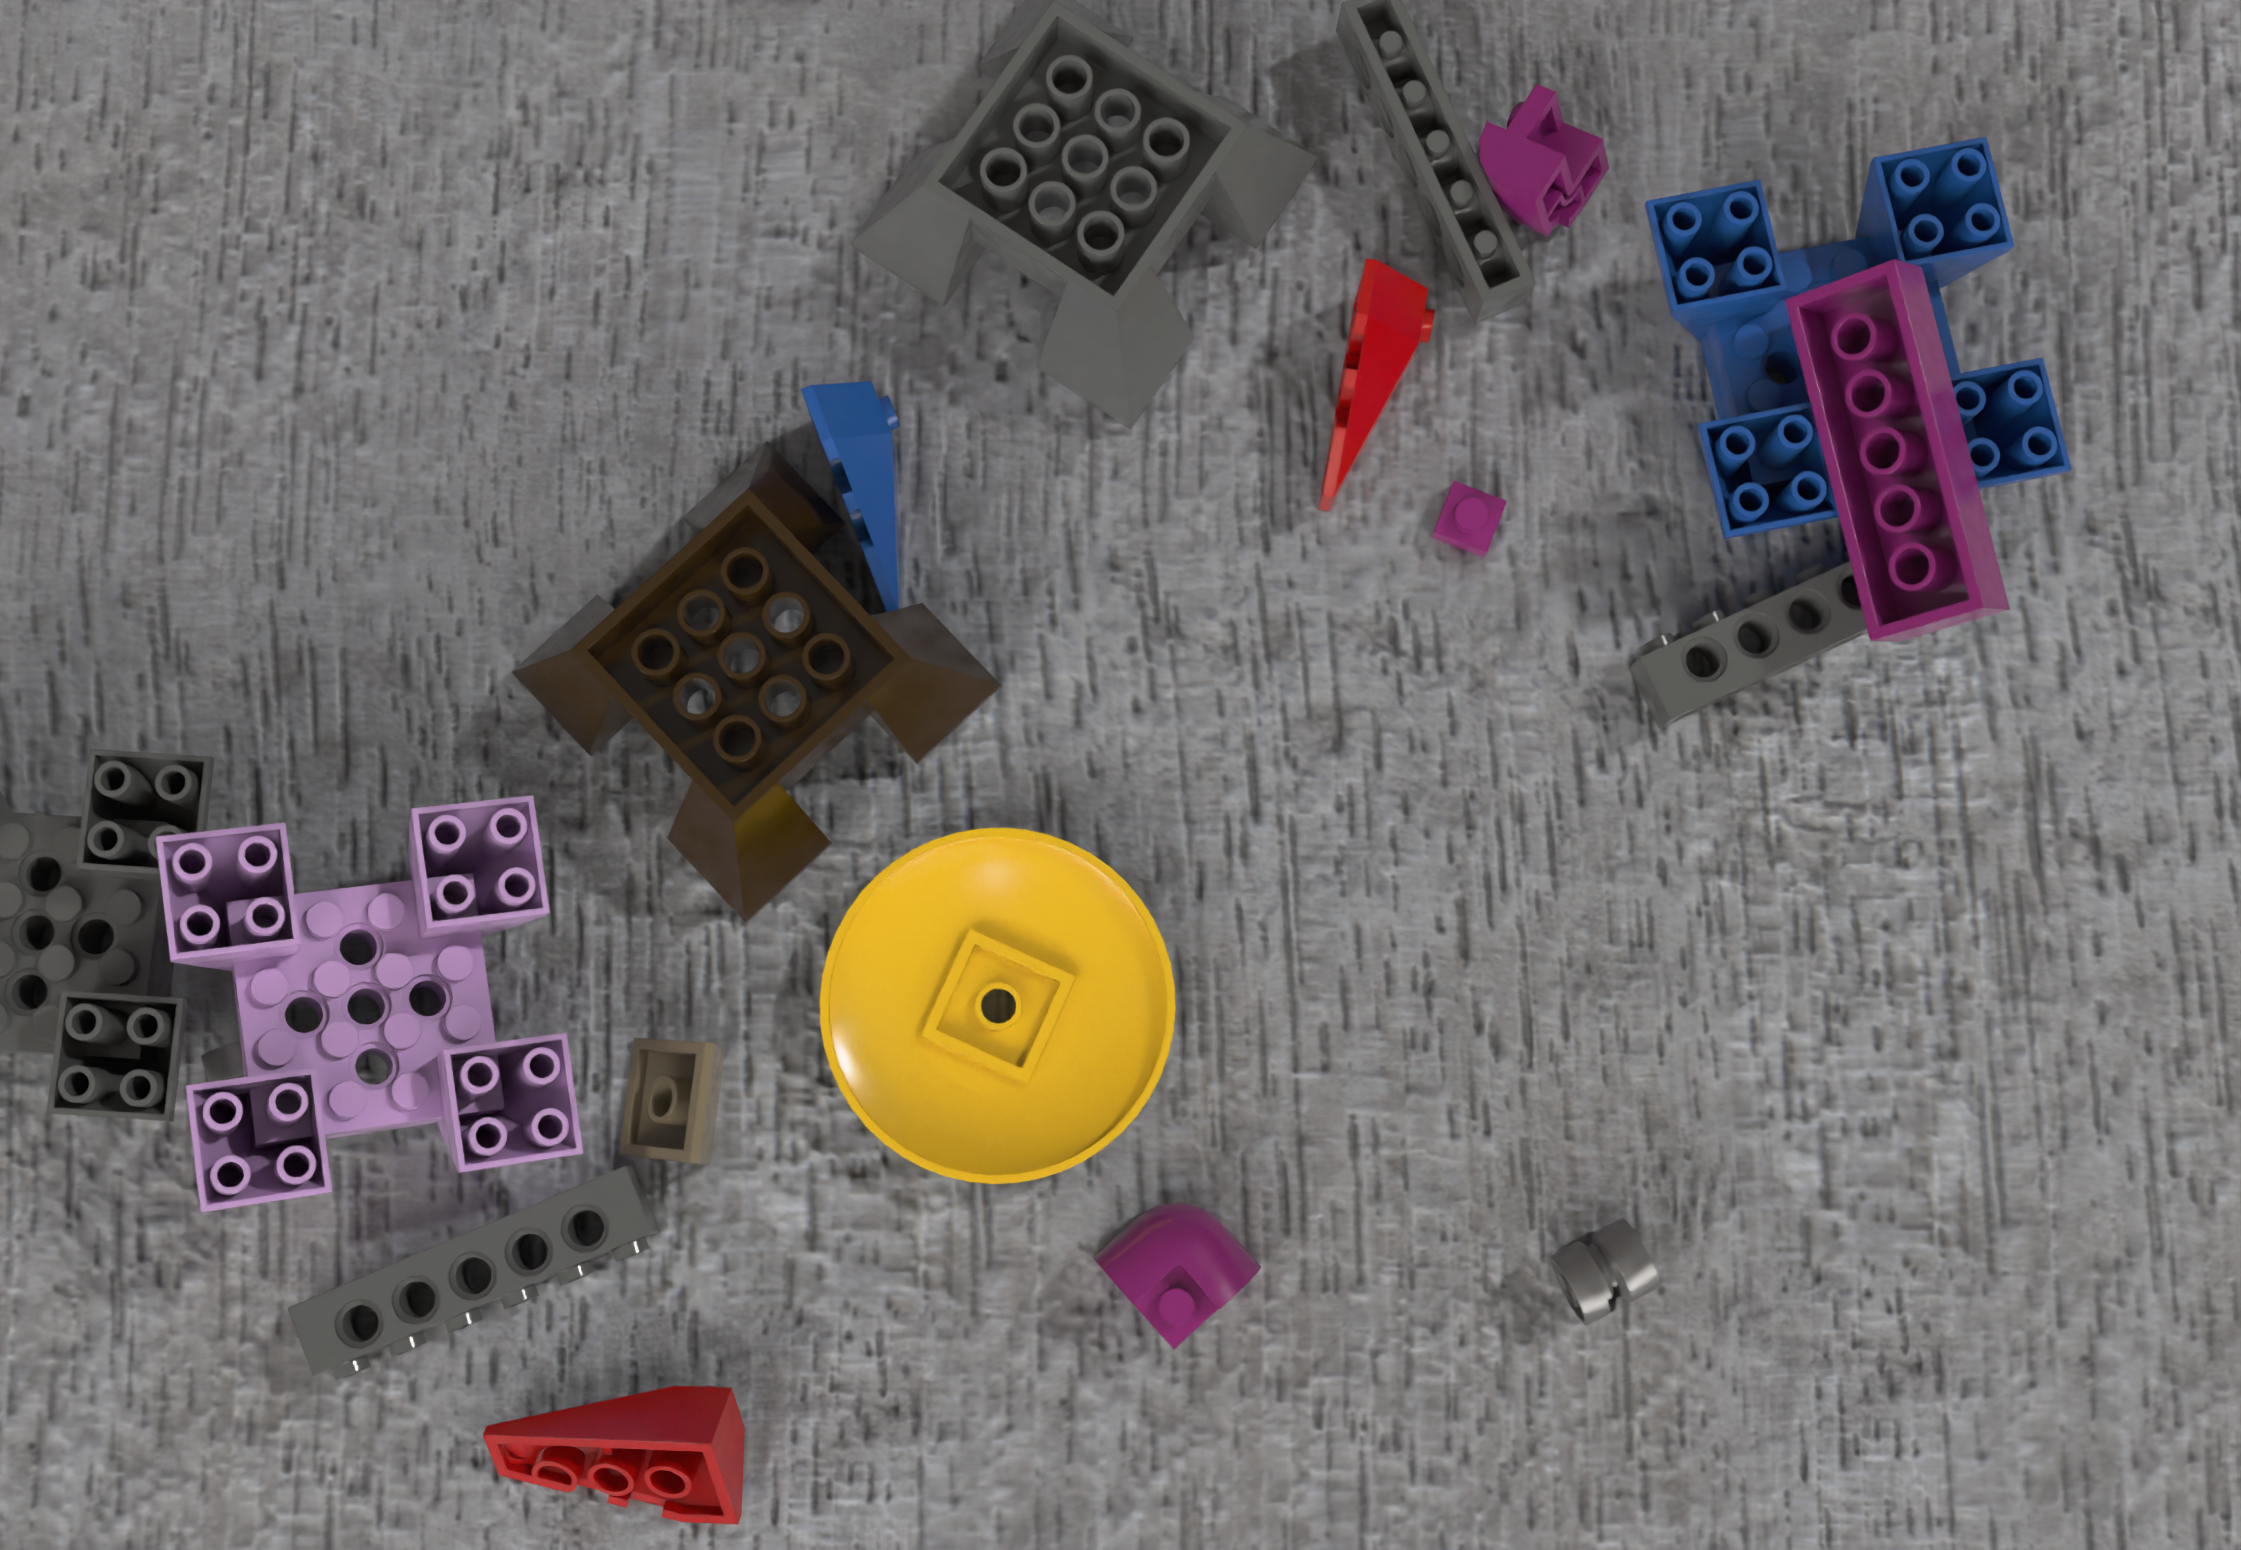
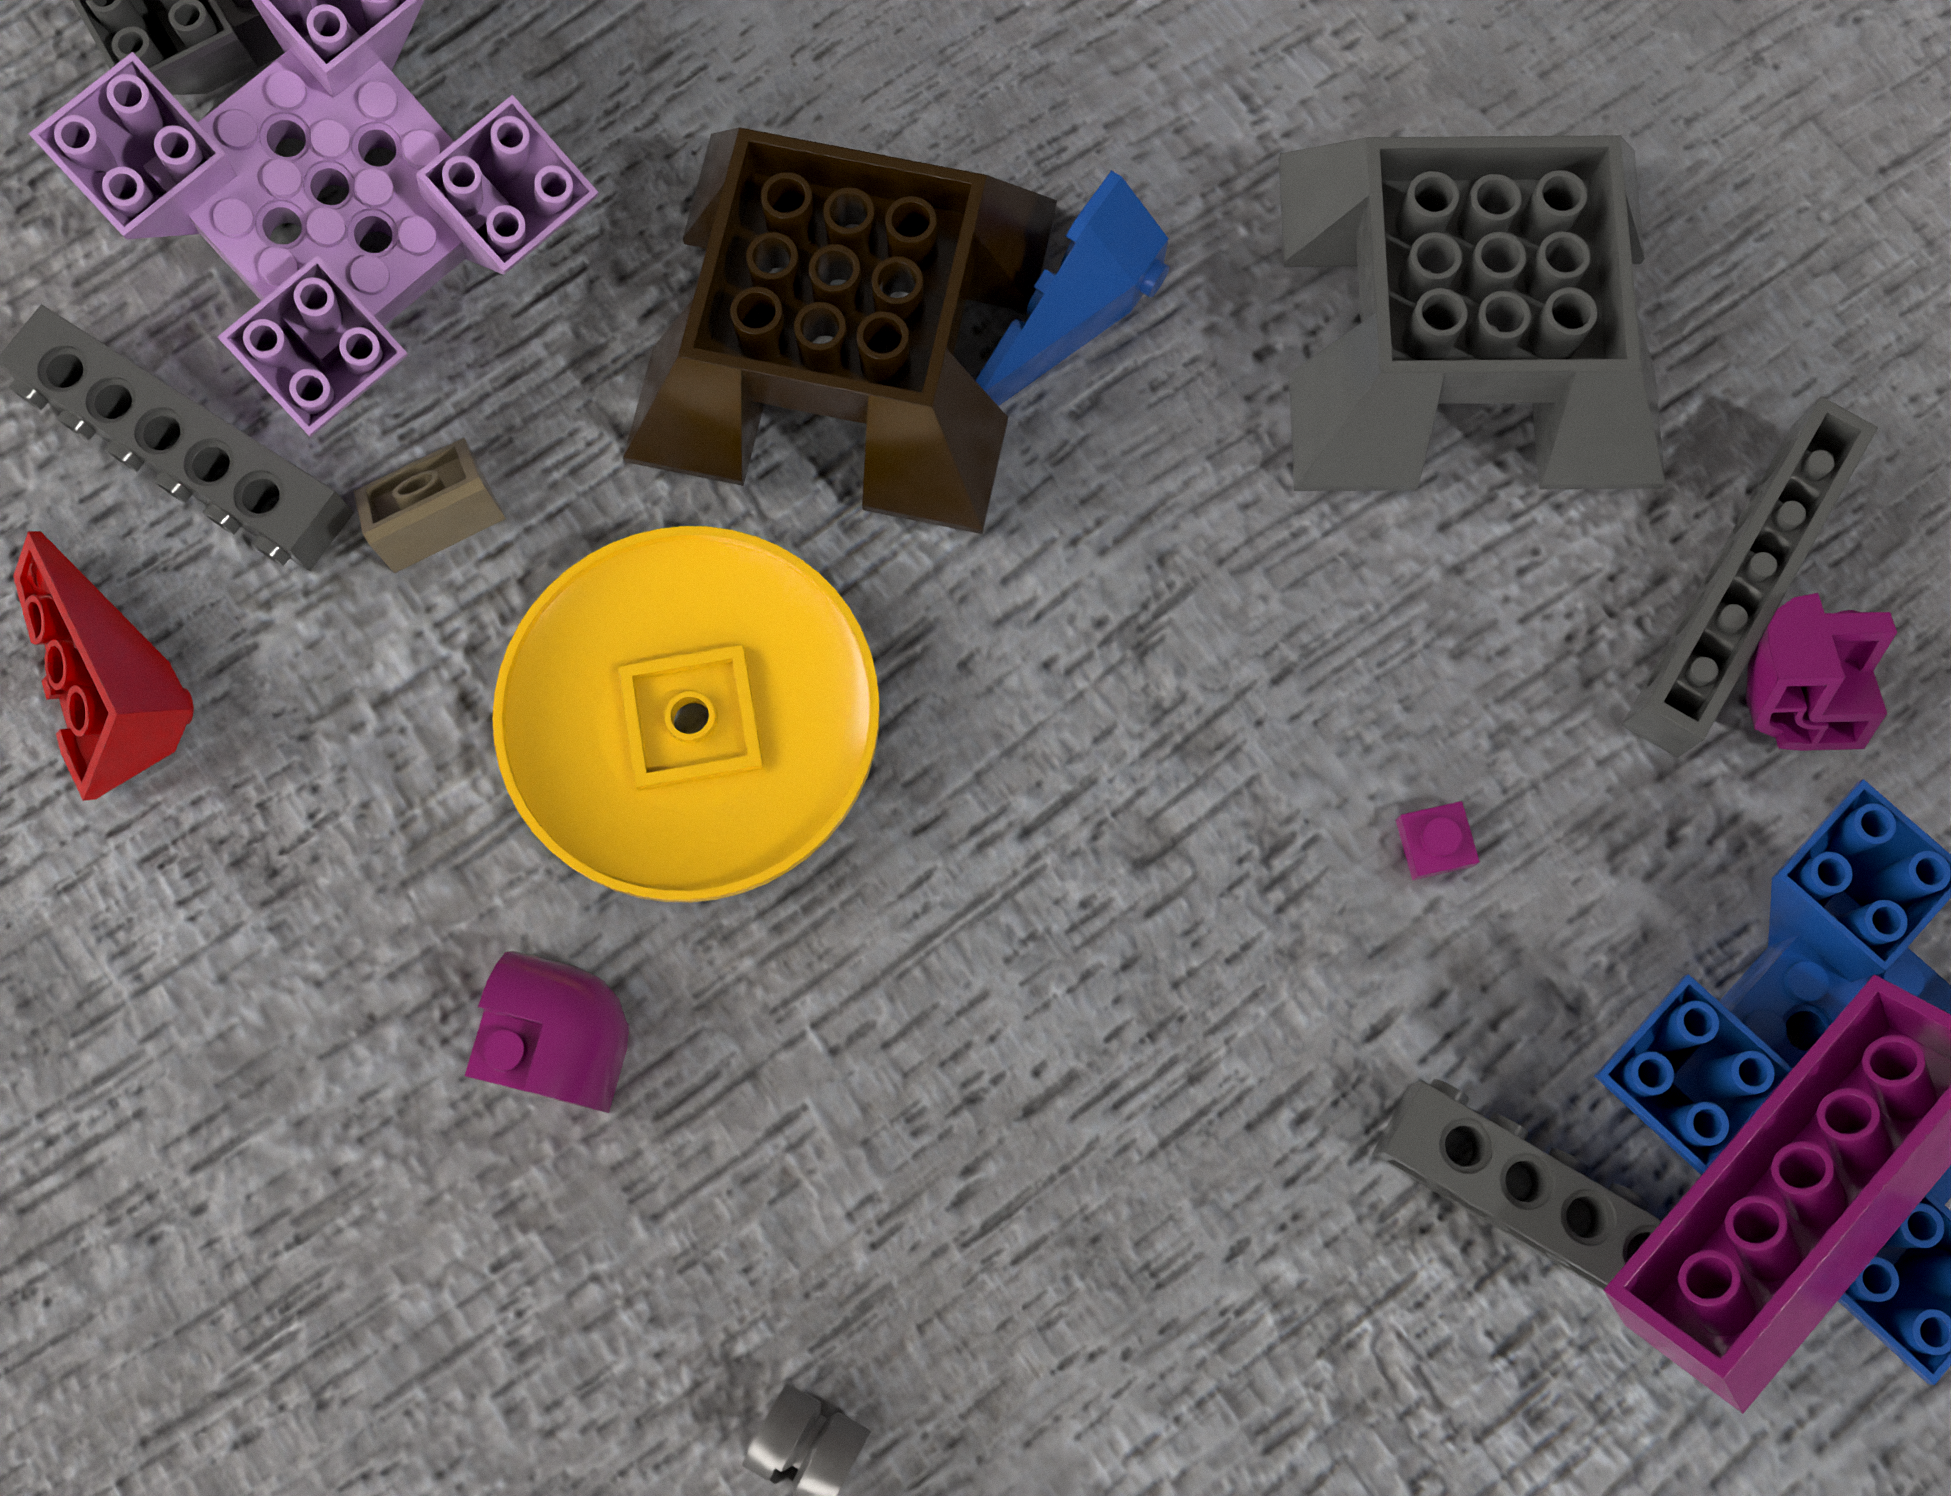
camera: 60 degrees right, 5 degrees down
(1381, 344) = (1550, 643): red wedge -> none

